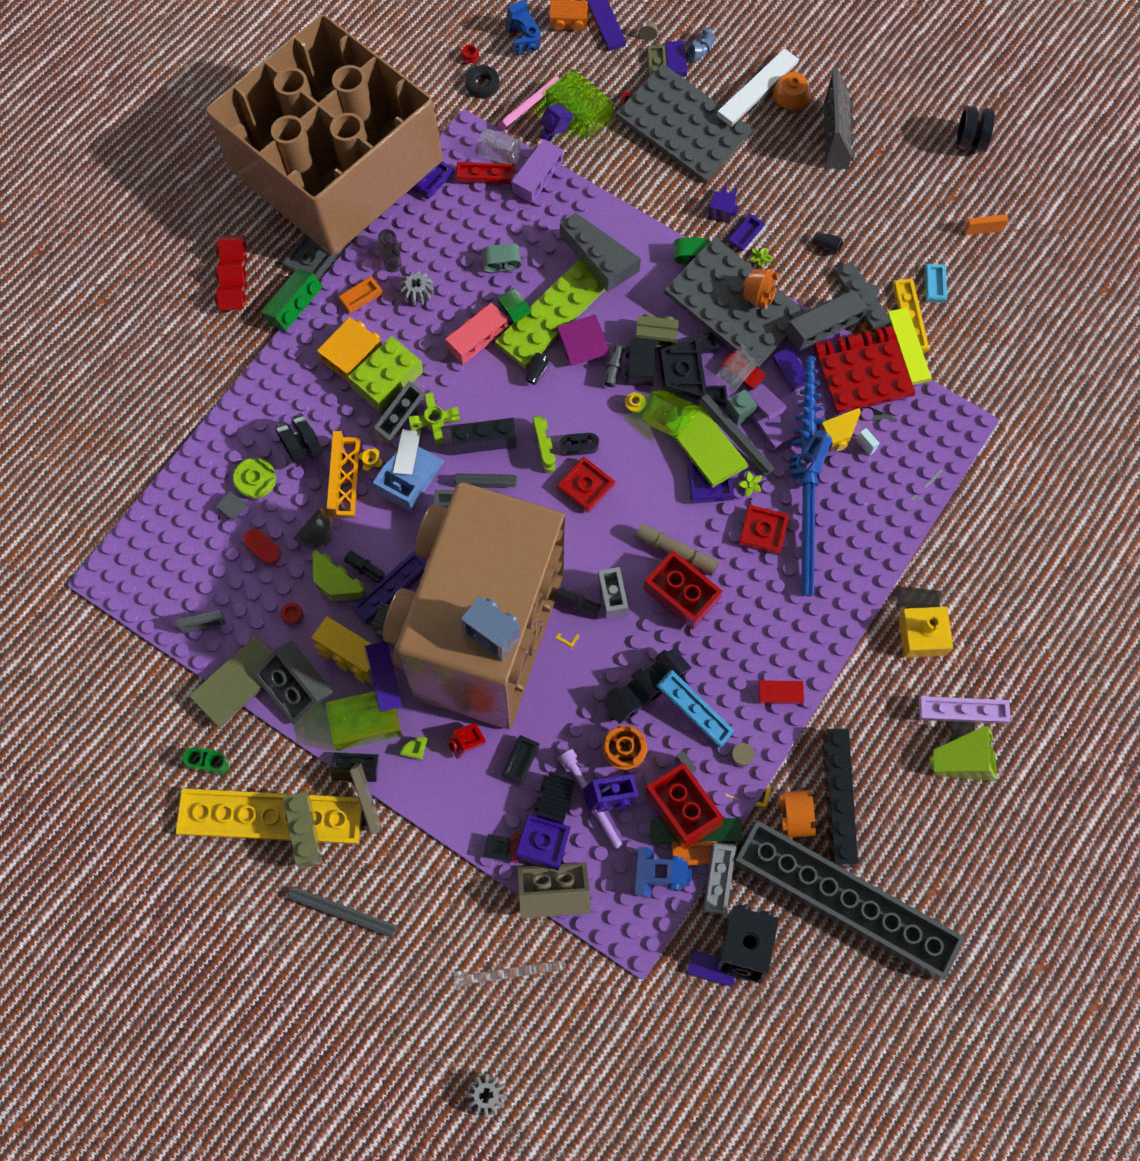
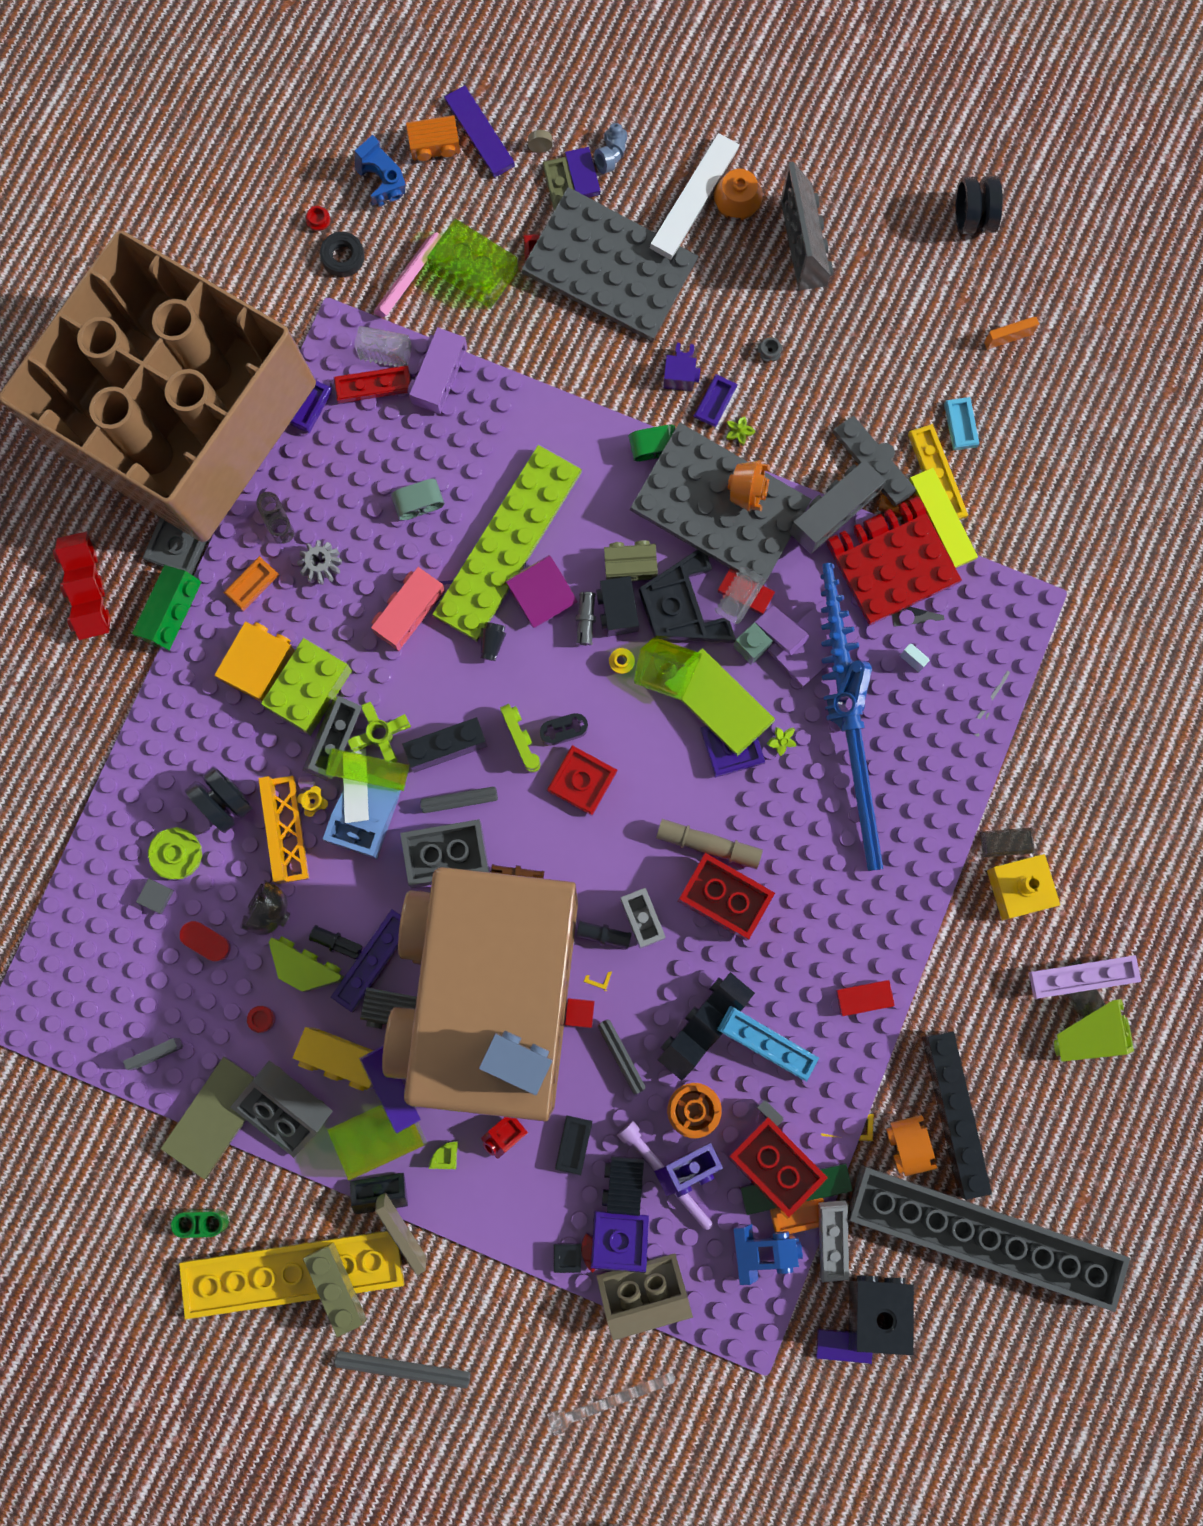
camera: 10 degrees left, 10 degrees up
(419, 439) = (367, 769): none -> clear neon green tile
(514, 305) = (446, 563): green beam -> none
(547, 658) = (579, 1013): none -> red tile
(555, 120) = (446, 296): dark purple brick -> none
(573, 698) = (621, 1056): none -> dark grey axle
(599, 252) = (539, 473): dark grey wedge -> none
(736, 435) = (753, 680): dark grey axle -> none
(743, 754) = (834, 1084): dark tan tile -> none
(763, 529) = (808, 795): red tile -> none
(790, 368) = (803, 576): dark purple tile -> none
(795, 199) = (771, 343): none -> dark grey plate
(828, 242) = (820, 395): black cone -> none
(841, 429) = (879, 648): yellow slope -> none

